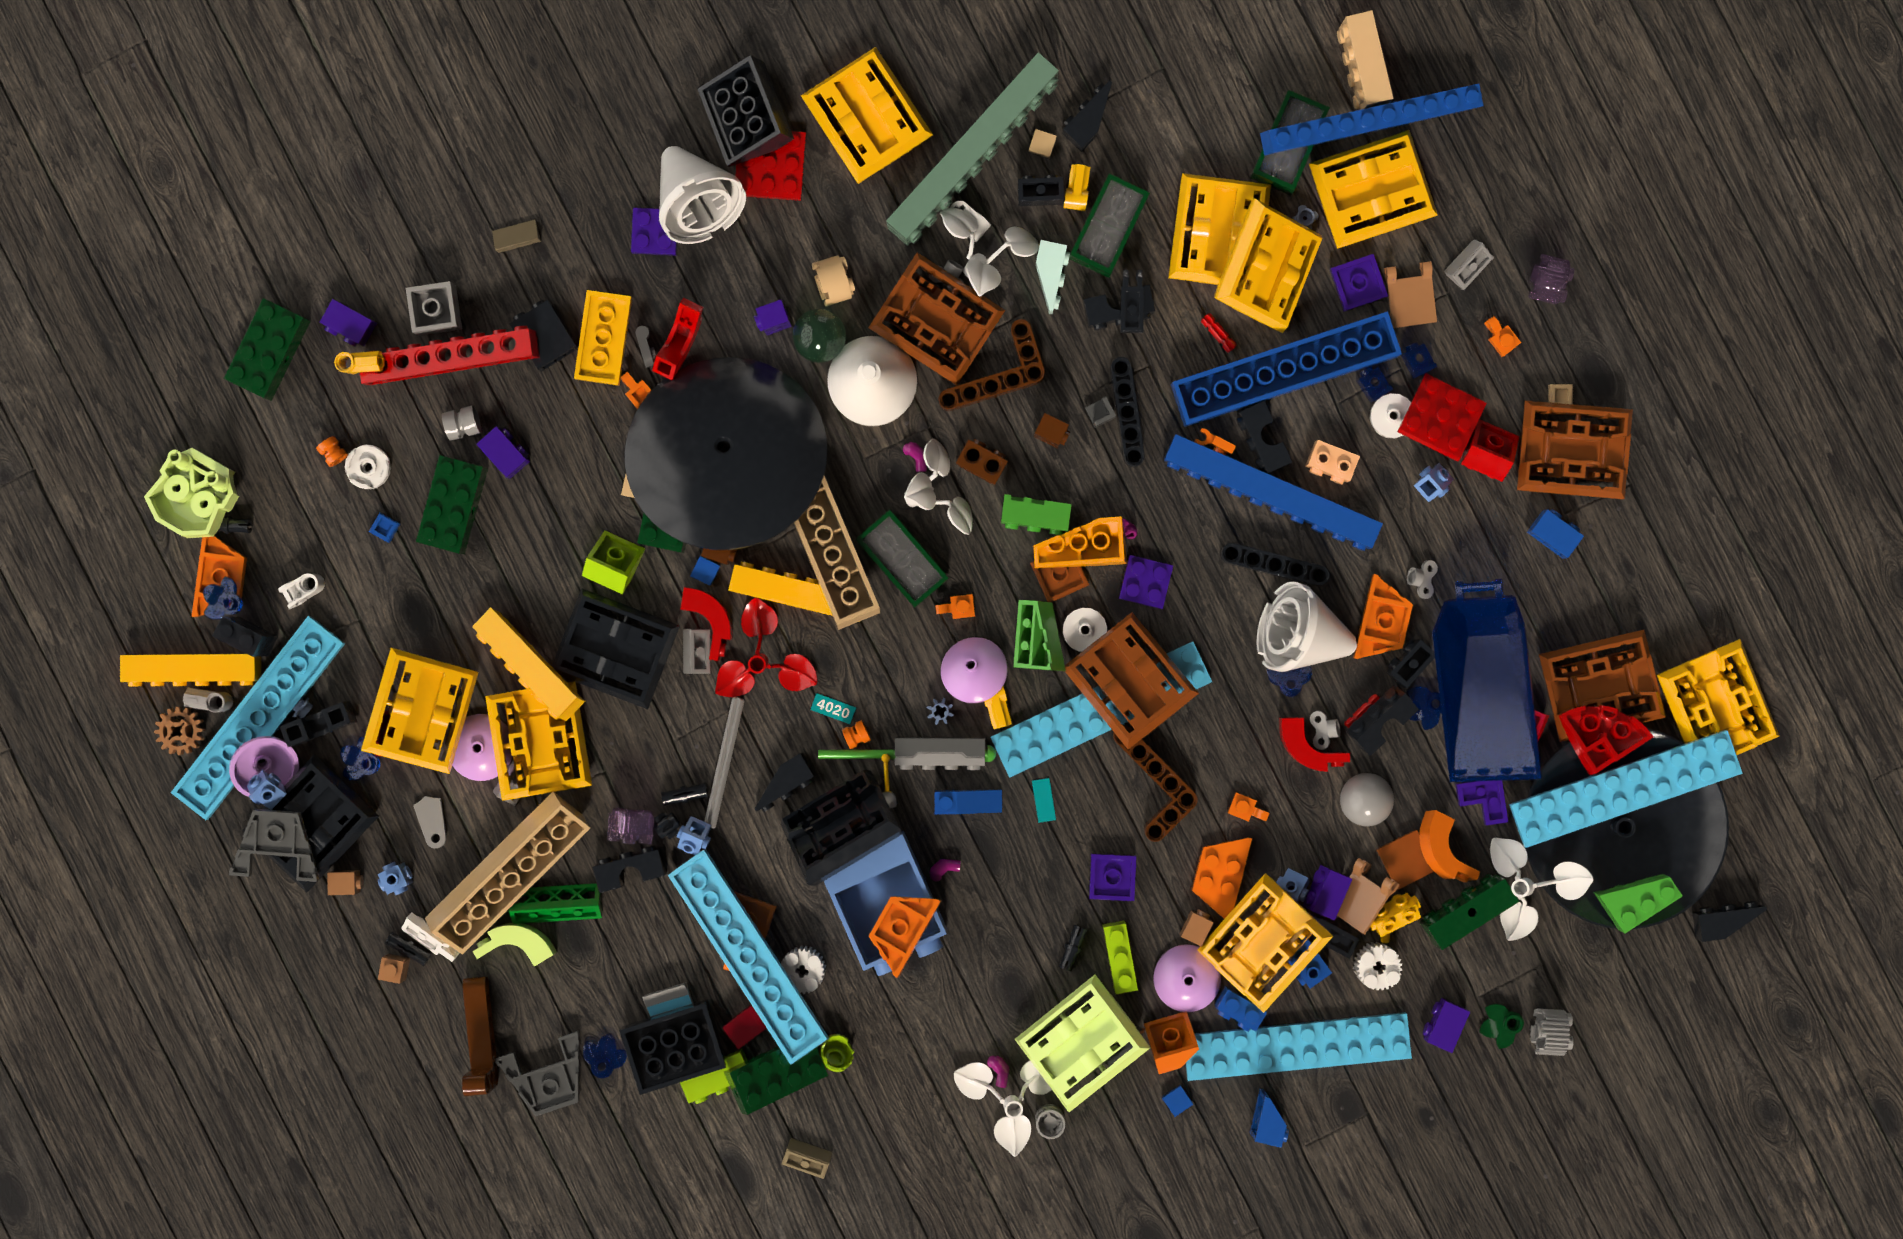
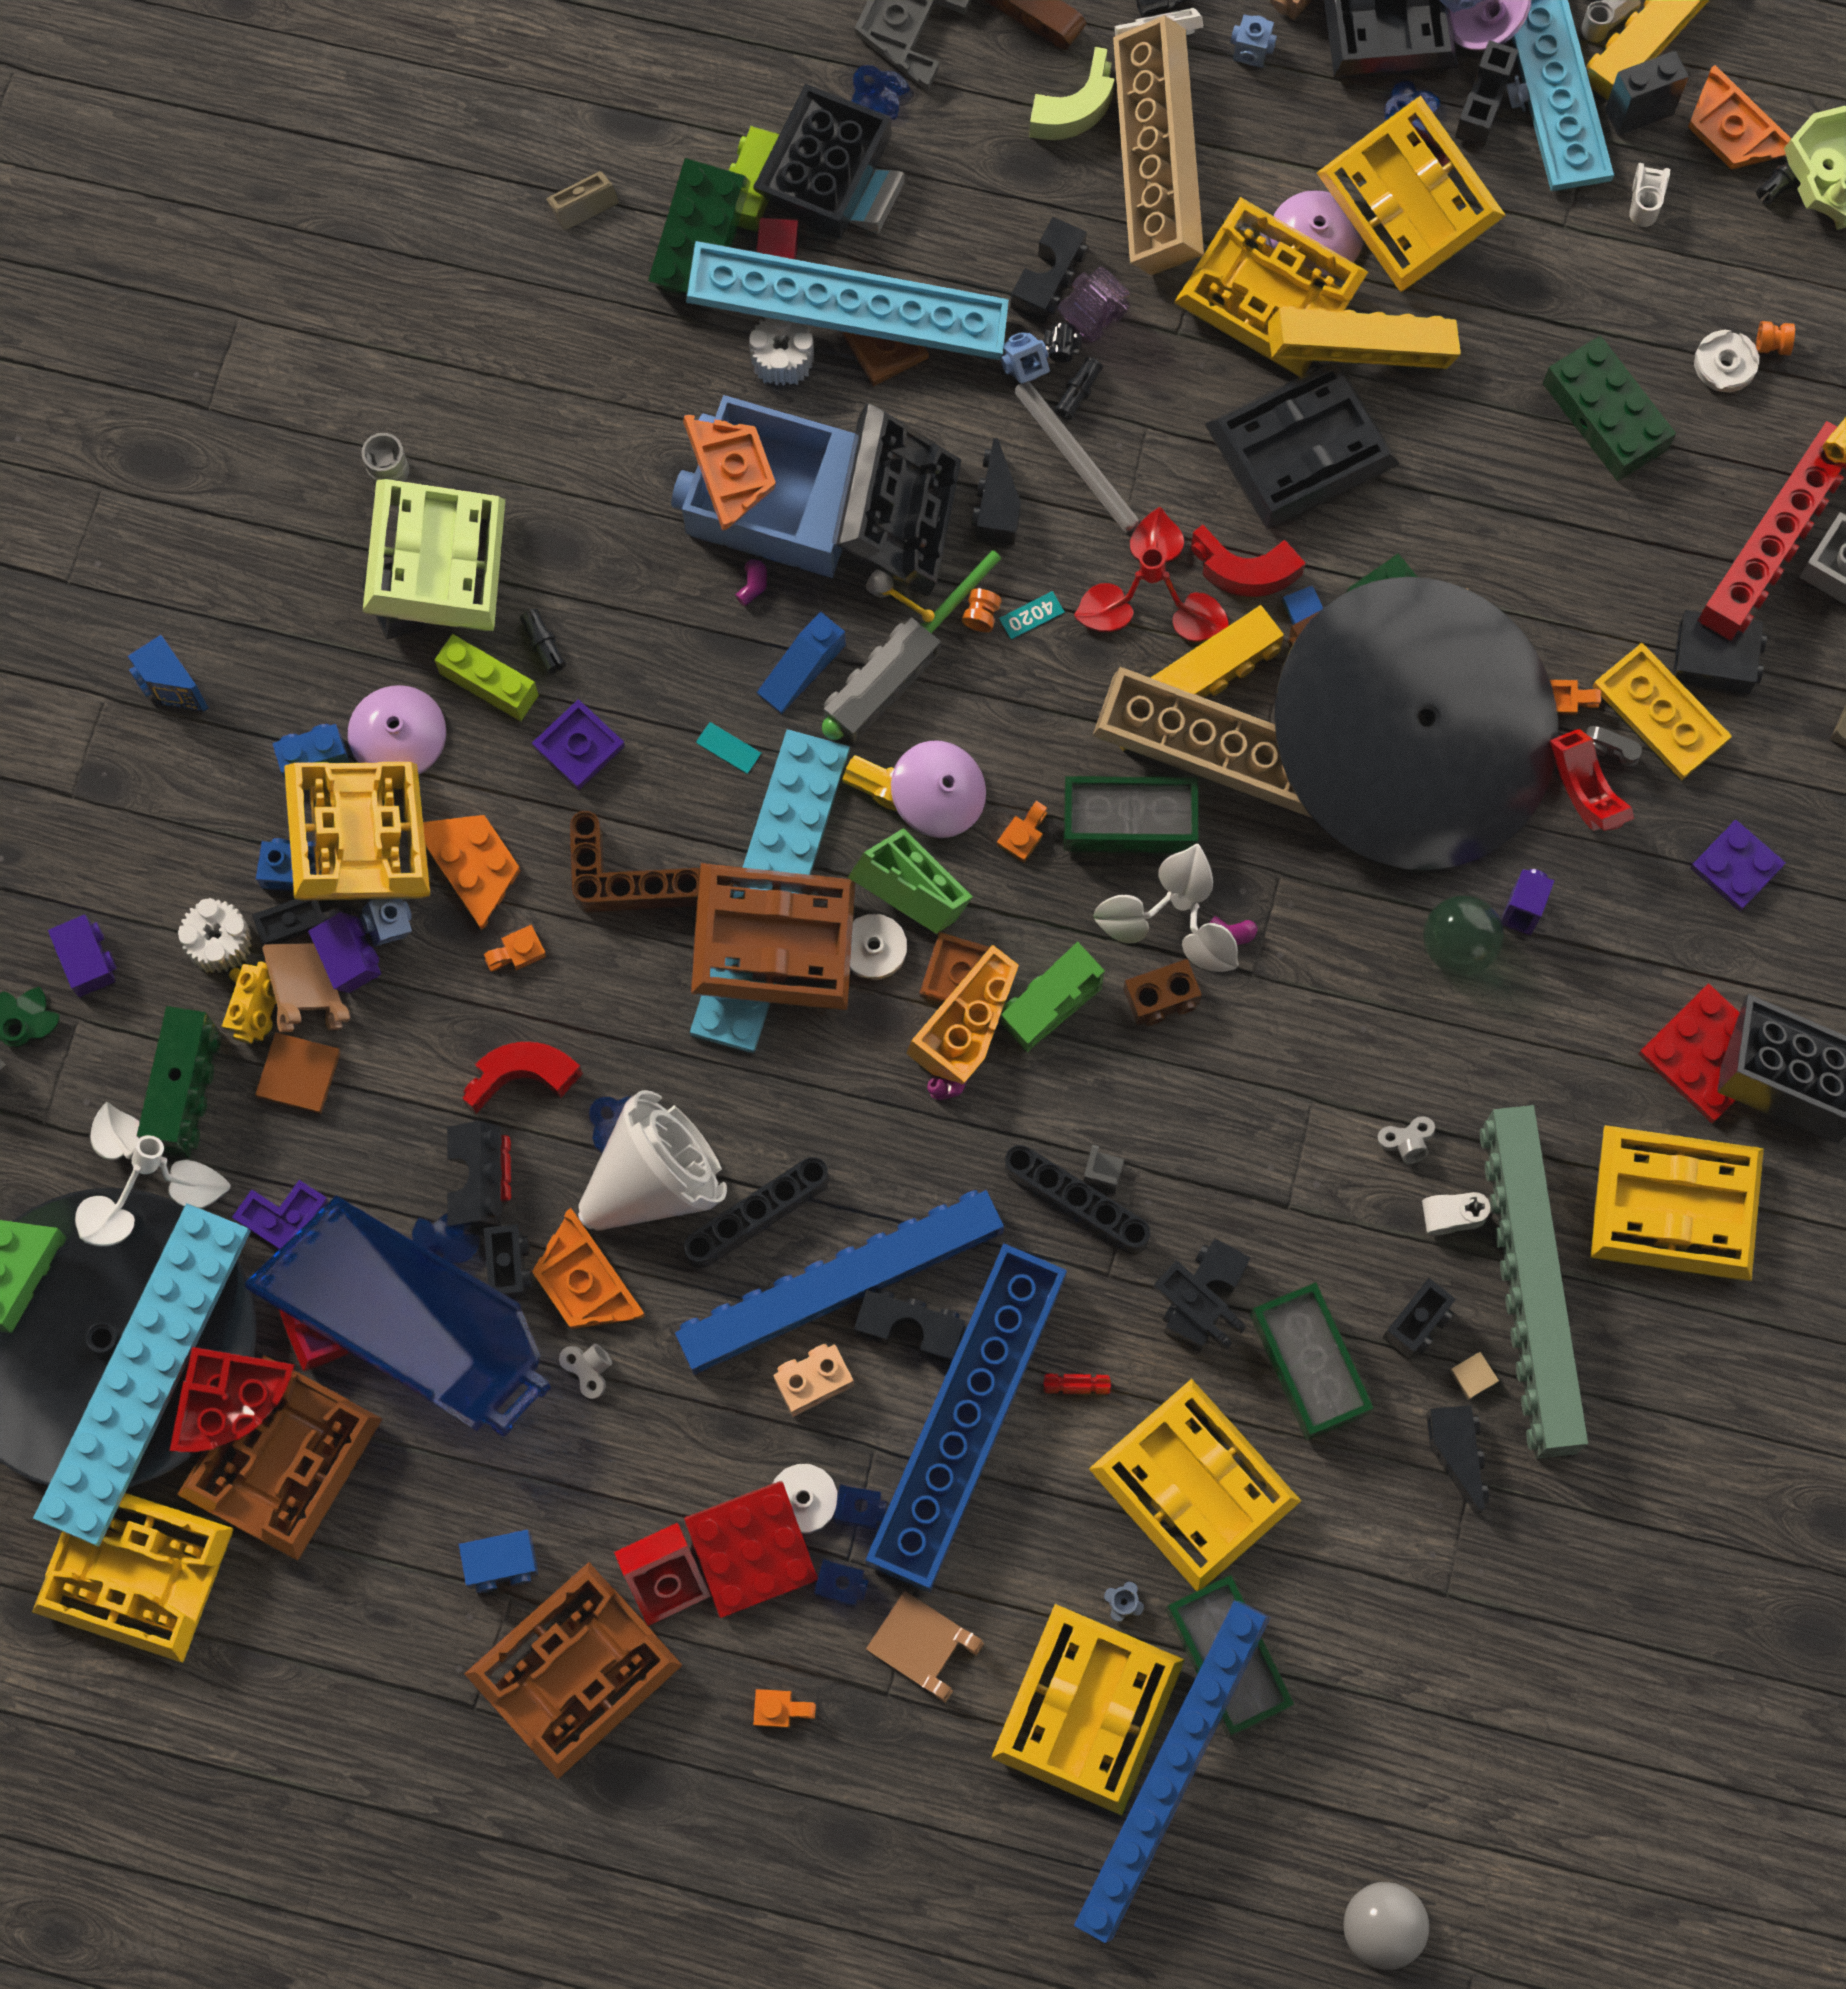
camera: 135 degrees right, 15 degrees down
(219, 599) = (1706, 105): clear blue plate -> none
(384, 527) = (1643, 327): blue tile -> none
(431, 819) = (1282, 125): light grey piece -> none
(461, 423) = (1692, 489): light grey wheel -> none
(503, 452) = (1621, 506): dark purple brick -> none
(555, 908) = (1072, 167): green fence -> none
(612, 562) = (1399, 518): lime slope -> none
(696, 197) = (1741, 927): white cone -> none
(696, 651) = (1224, 526): light grey slope -> none
(832, 280) = (1514, 1001): tan brick -> none
(836, 1053) = (663, 311): lime hair -> none
(872, 381) = (1360, 956): white cone -> none
(936, 319) = (1371, 1079): dark orange piece -> none
(938, 717) = (929, 726): sand blue gear -> none
(980, 273) = (1382, 1156): white plant -> none
(1000, 378) = (1237, 1093): reddish brown beam -> none
(1000, 1068) = (487, 462): magenta arm -> none
(1009, 1131) = (415, 416): white plant -> none
(1049, 267) = (1318, 1254): light aqua slope -> none
(1052, 431) = (1129, 1092): reddish brown brick -> none
(1076, 193) = (1380, 1360): yellow piece -> none
(1145, 582) = (866, 1058): dark purple plate -> none
(1171, 1041) = (348, 652): orange slope -> none
(1177, 1100) = (279, 611): blue tile -> none
(1196, 927) = (440, 784): medium nougat brick -> none
(1219, 444) = (946, 1270): orange plate -> none
(1273, 267) = (1101, 1498): yellow piece -> none
(1300, 1046) = (212, 784): medium azure plate -> none
(1325, 729) = (522, 1109): light grey piece -> none
(1358, 282) = (992, 1595): dark purple plate -> none
(1365, 61) = (1248, 1830): tan brick -> none
(1366, 799) = (403, 1090): light grey piece -> none
(1434, 482) = (685, 1472): medium blue brick -> none
(1436, 850) = (290, 1116): orange arch -> none
(1469, 264) = (899, 1748): light grey slope -> none
(1551, 279) = (795, 1821): clear purple brick -> none
(1560, 393) = (650, 1718): tan tile -> none

